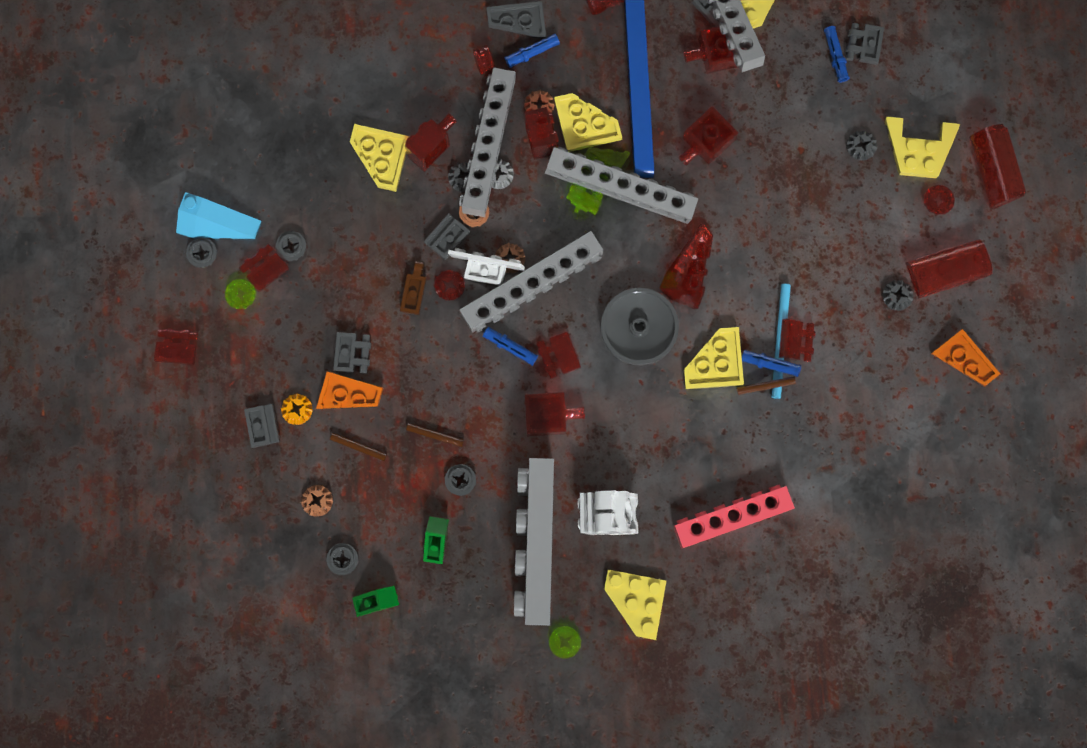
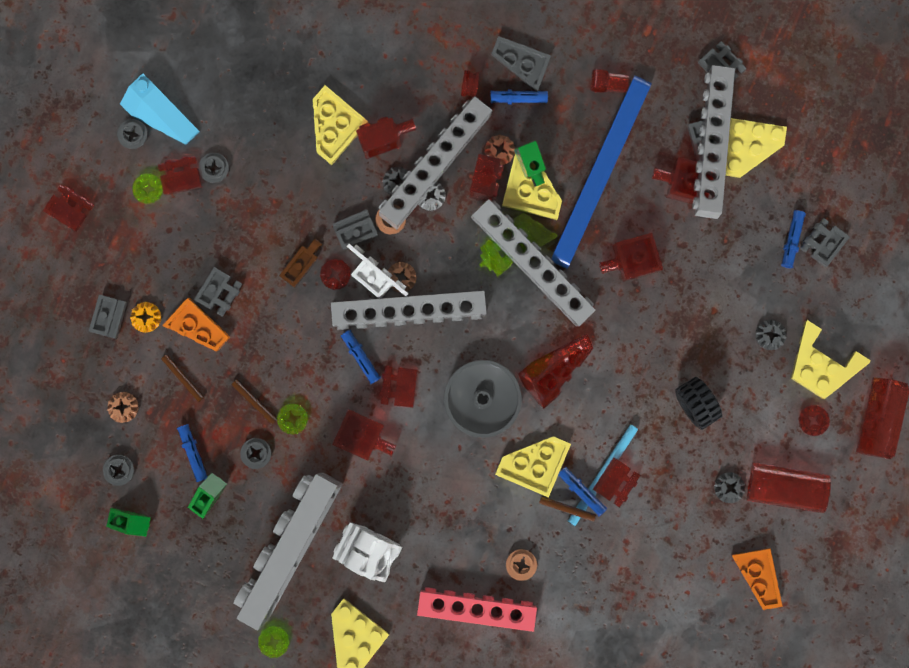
camera: 25 degrees right, 5 degrees up
(398, 505) = (189, 445): none -> blue pin
(477, 422) = (284, 414): none -> clear neon green gear
(568, 93) = (528, 154): none -> green torso
(756, 449) = (513, 569): none -> nougat gear
(831, 232) = (698, 403): none -> black tyre

